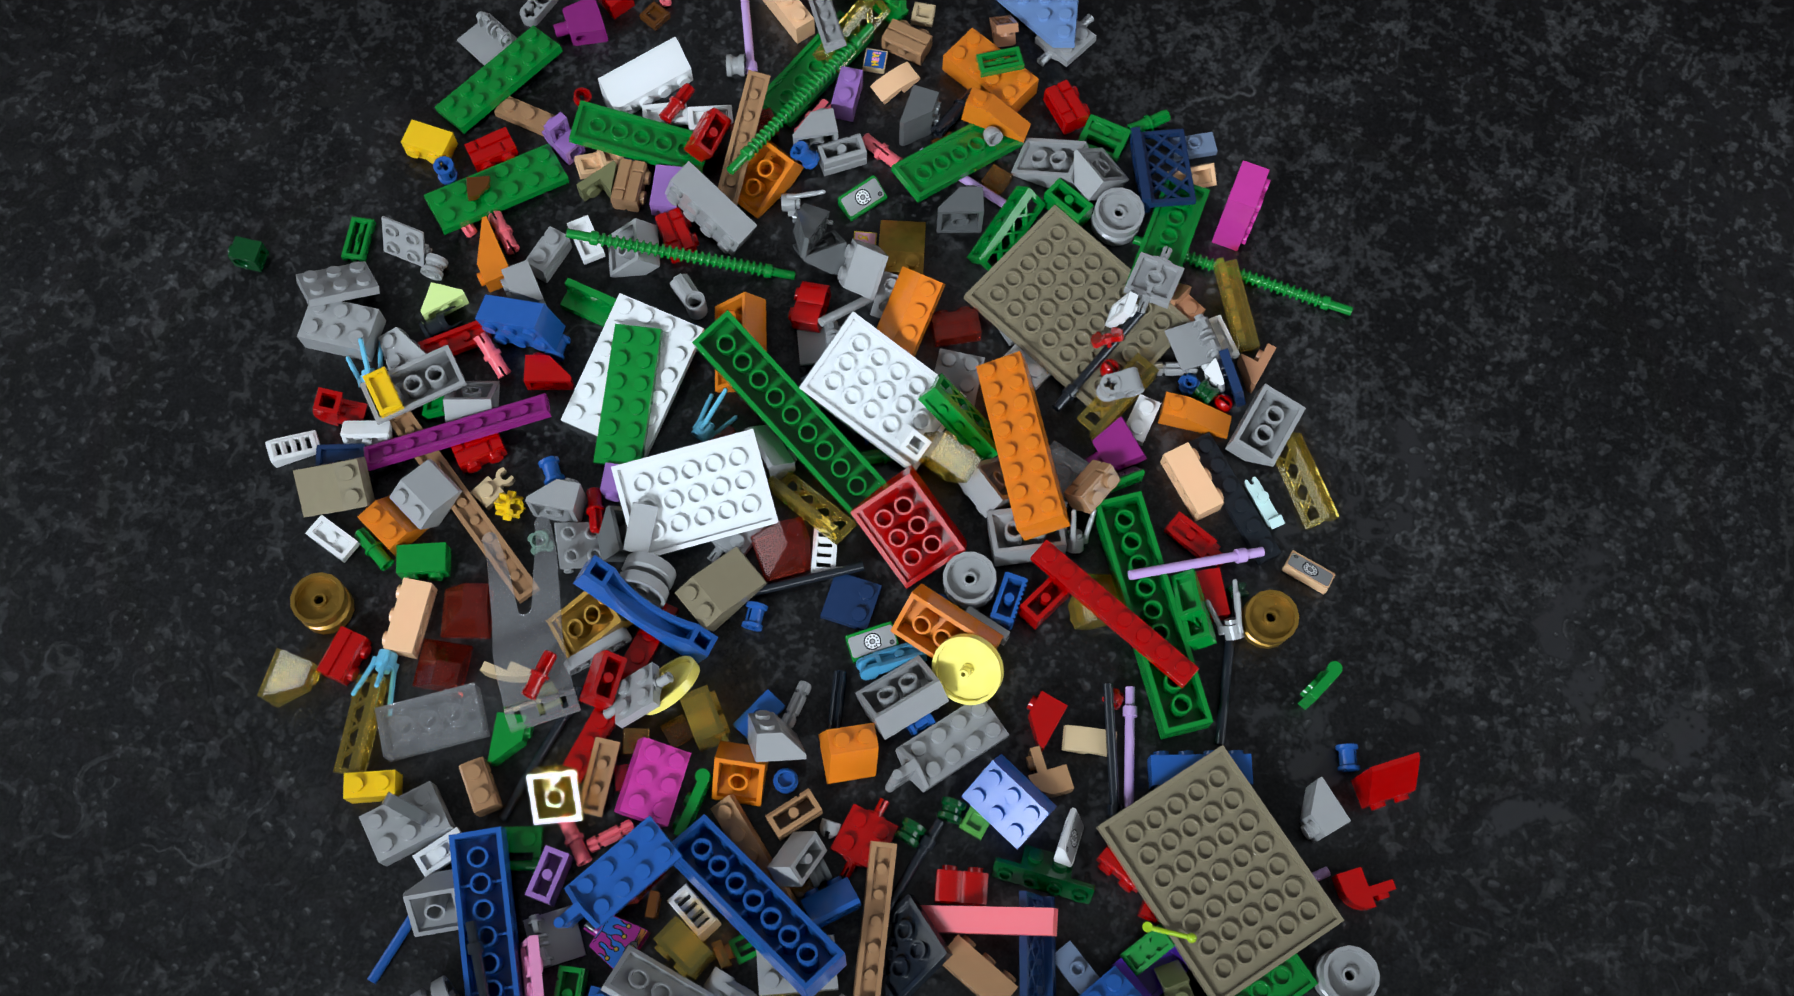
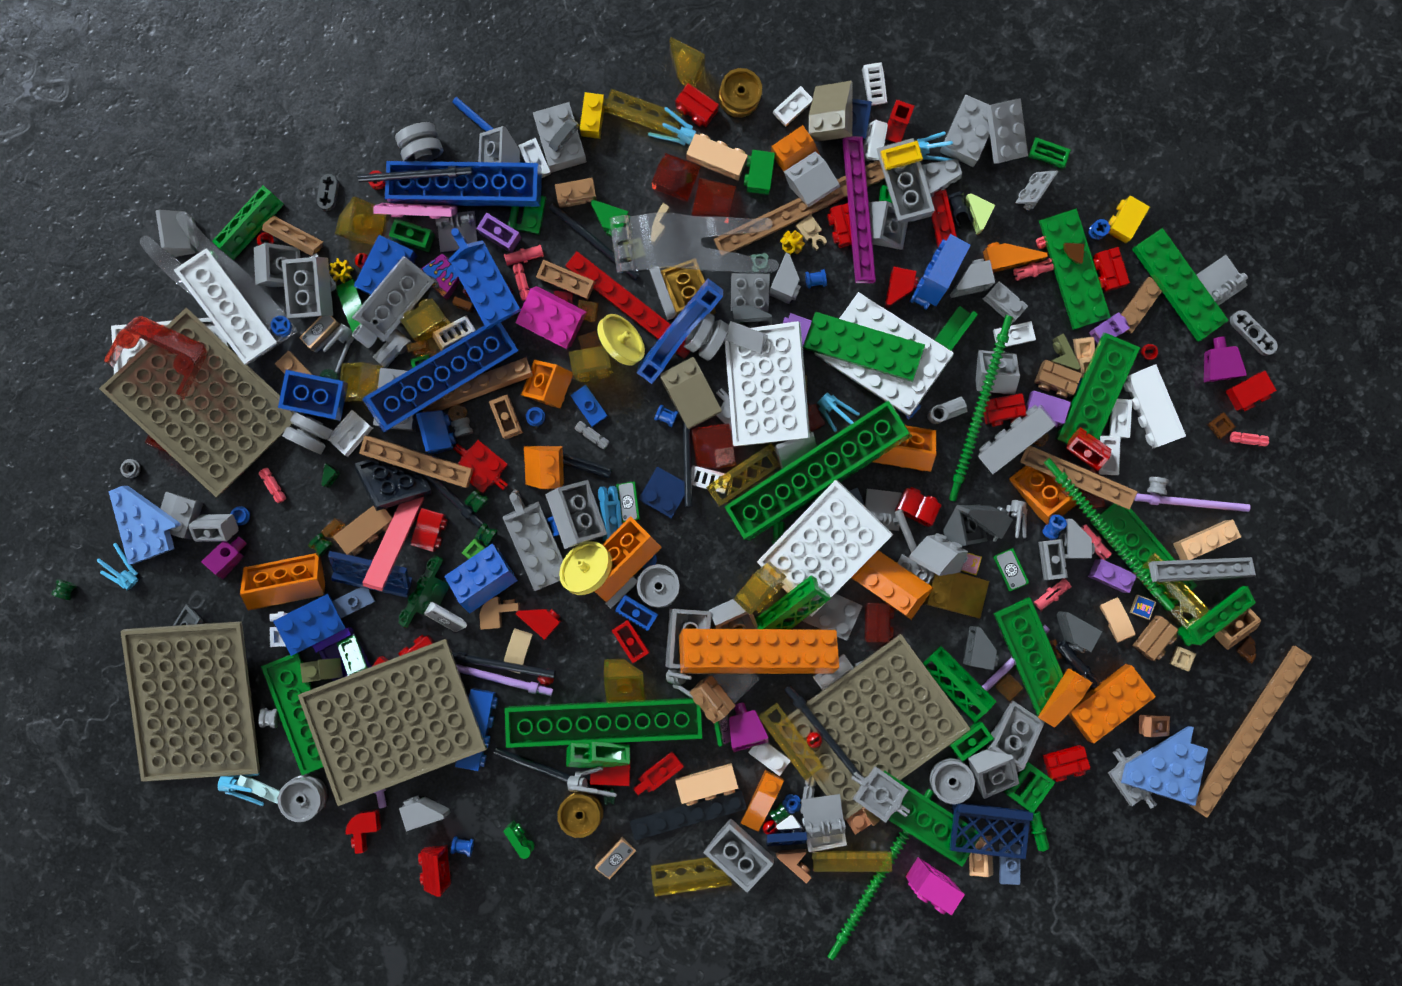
camera: 100 degrees right, 15 degrees up
(248, 253) = (1050, 63): dark green brick -> none
(373, 548) = (775, 137): green axle -> none
(432, 722) = (630, 163): clear brick -> none
(434, 266) = (1011, 210): light grey wheel -> none
(492, 355) = (923, 245): coral pin -> none
(539, 675) = (645, 244): red axle -> none
(555, 794) = (557, 244): clear yellow slope -> none
(595, 509) = (776, 307): red axle -> none
(603, 679) = (634, 292): red brick -> none
(638, 695) = (615, 315): light grey plate -> none
(677, 103) = (1127, 429): red axle -> none
(693, 802) = (532, 345): green plate -> none
(772, 738) = (563, 412): light grey slope -> none
(797, 859) = (471, 412): light grey brick -> none
(830, 826) = (494, 442): light grey hinge -> none
(909, 527) = (709, 548): red slope -> none
(912, 442) = (775, 563): white brick -> none
(992, 135) = (1046, 690): light grey hinge -> none
(1000, 65) = (1114, 729): green tile -> none
(1099, 340) = (838, 736): red piece -> none
(1114, 614) = (604, 691): red plate -> none
(1122, 309) = (858, 761): white plate -> none
(1123, 385) = (795, 746): light grey piece -> none
(1148, 927) = (364, 658): lime hinge -> none
(1238, 555) = (635, 804): lavender bar -> none
(1263, 504) = (677, 837): light aqua piece -> none

